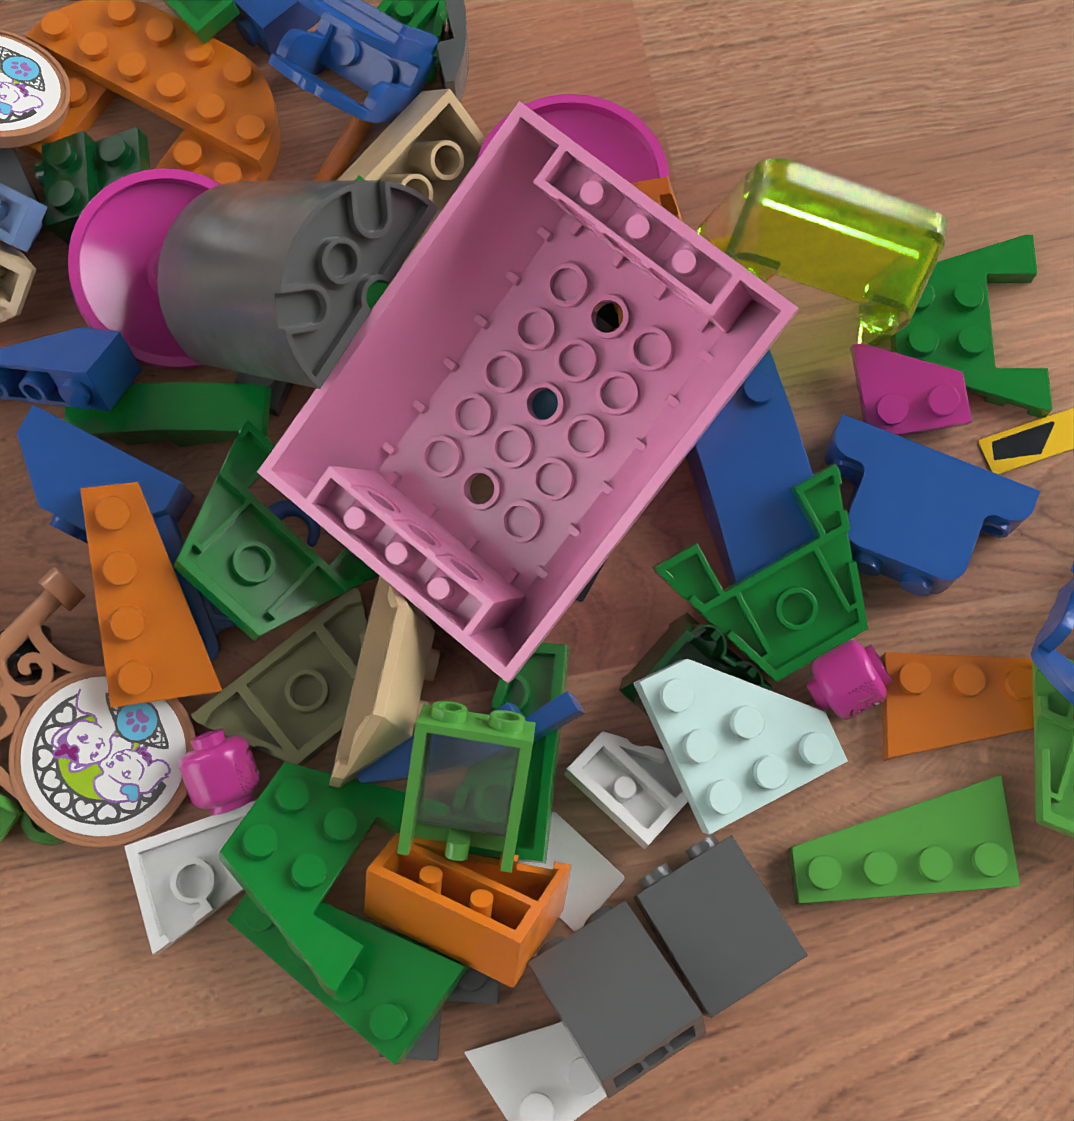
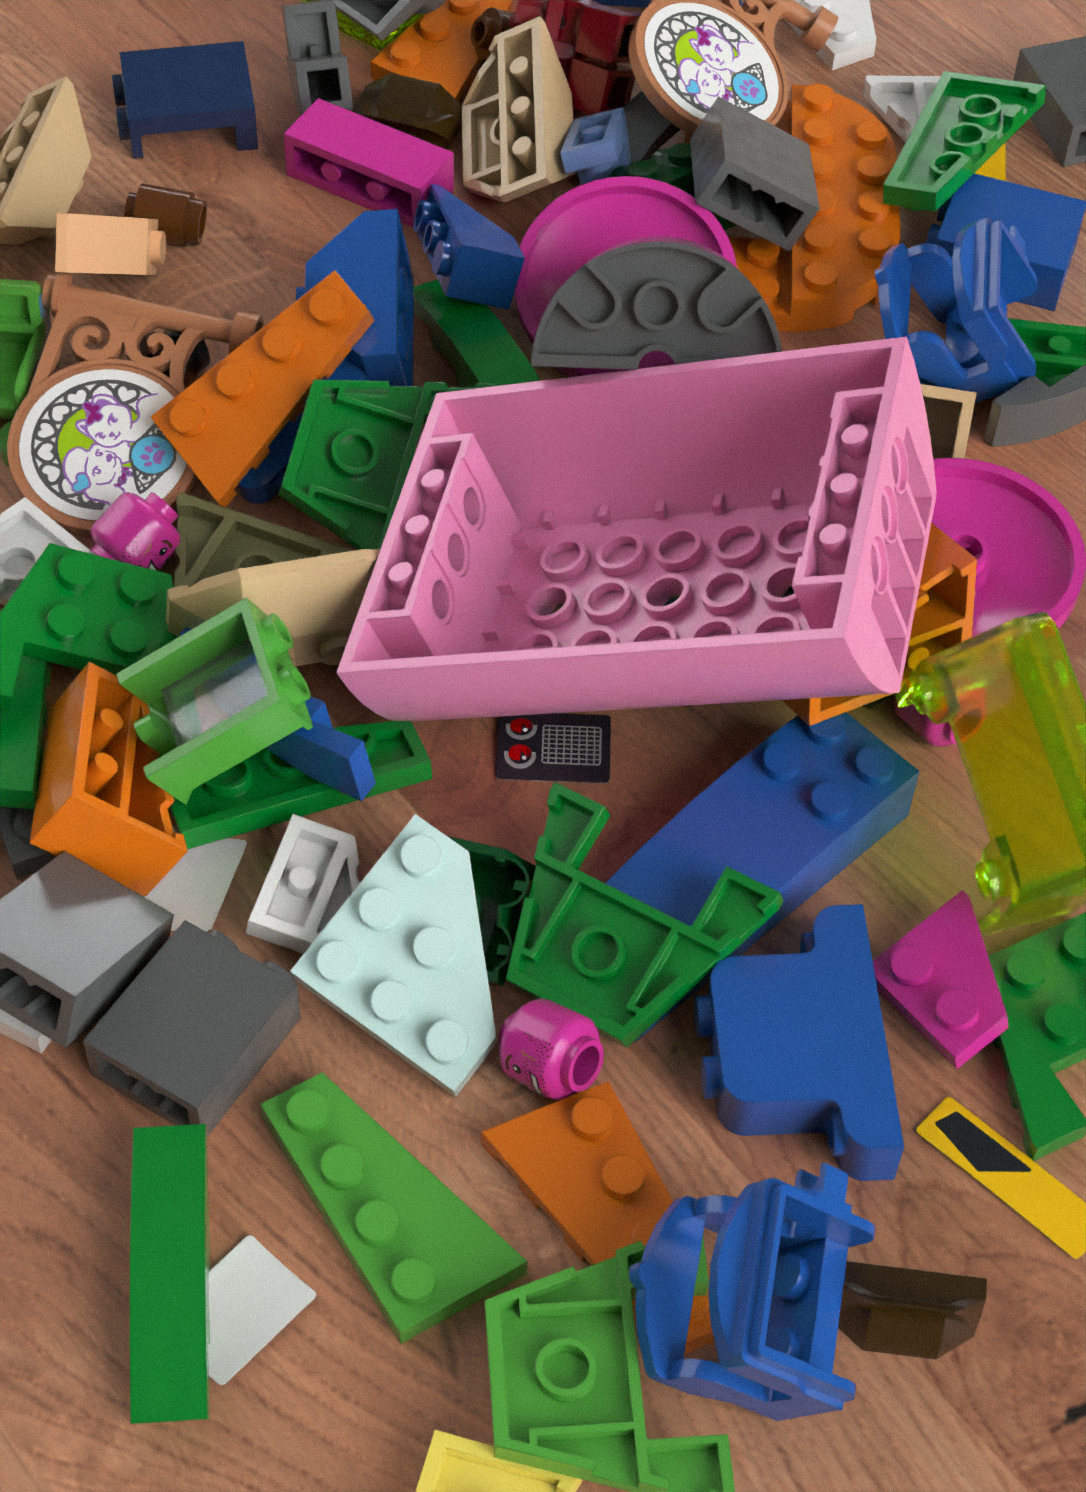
camera: 60 degrees right, 20 degrees down
(129, 116) = (753, 174): none -> dark grey brick
(914, 1028) = (169, 1275): none -> green slope
(944, 990) = (249, 1305): none -> white sticker

